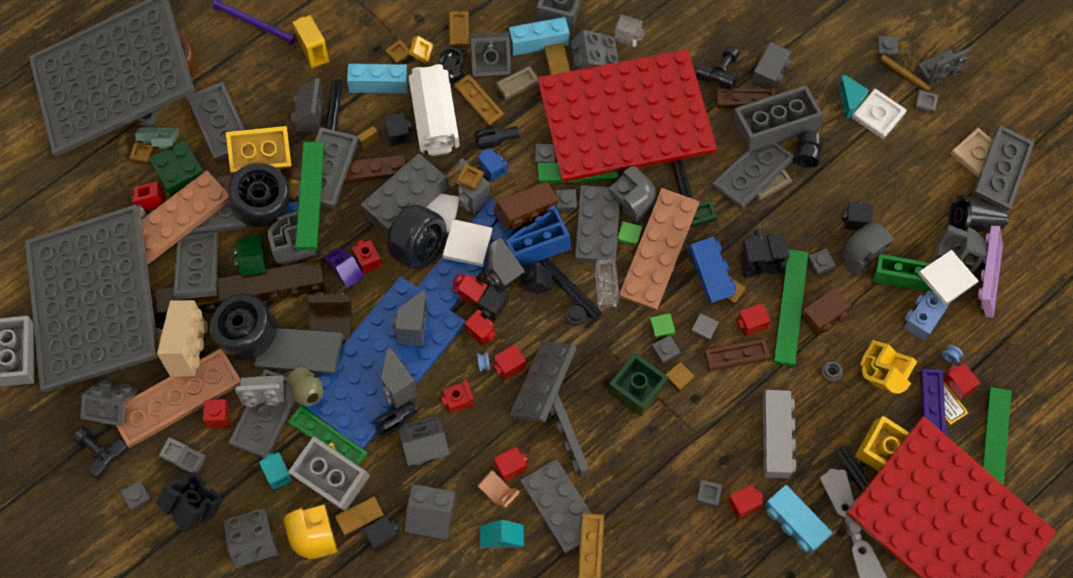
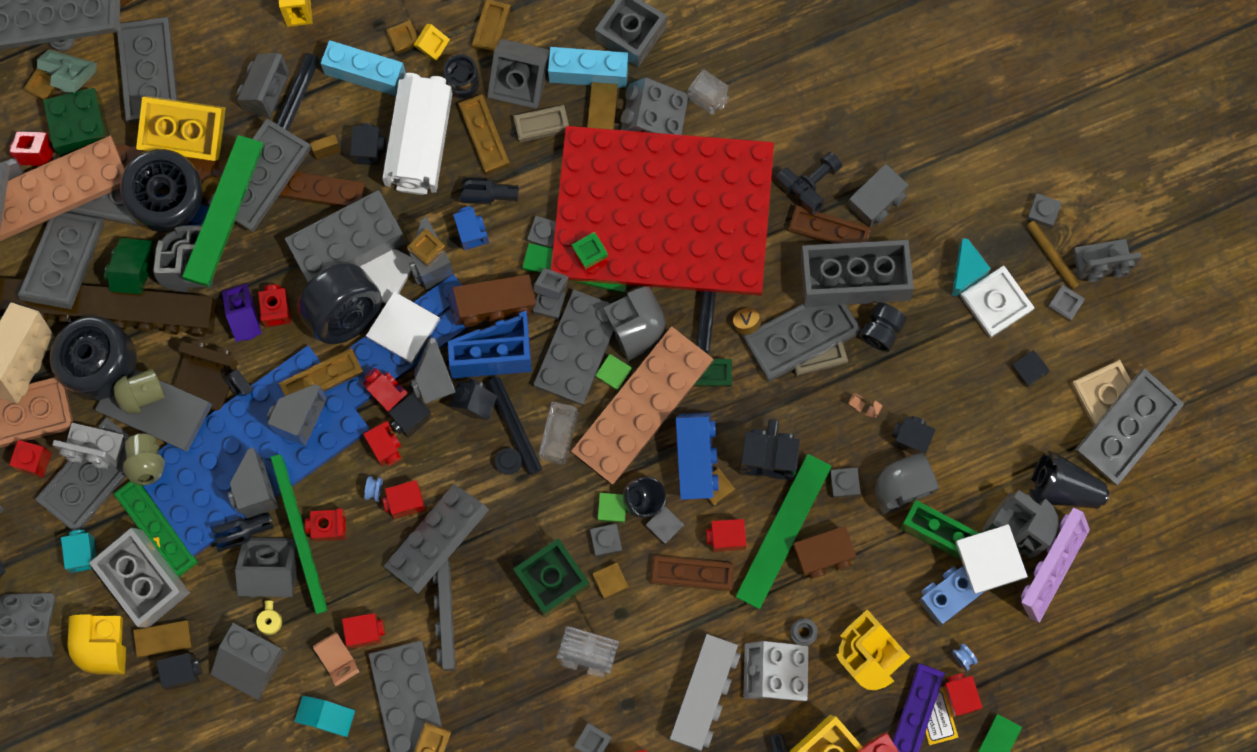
camera: 20 degrees right, 10 degrees up
(286, 339) = (138, 391): none -> olive piece
(357, 314) = (237, 382): none -> black tile
(430, 283) = (325, 374): none -> pearl gold tile
(436, 474) = (267, 614): none -> light yellow piece
(440, 408) = (299, 534): none -> green tile
(565, 184) = (551, 284): none -> dark grey plate
(586, 151) = (590, 250): none -> green plate
(682, 429) = (587, 651): none -> clear brick
(684, 309) = (644, 497): none -> black hair
(711, 172) = (746, 321): none -> pearl gold tile
(821, 210) = (858, 405): none -> nougat piece
(821, 403) = (775, 671): none -> light grey bracket
(919, 150) = (1030, 368): none -> black tile

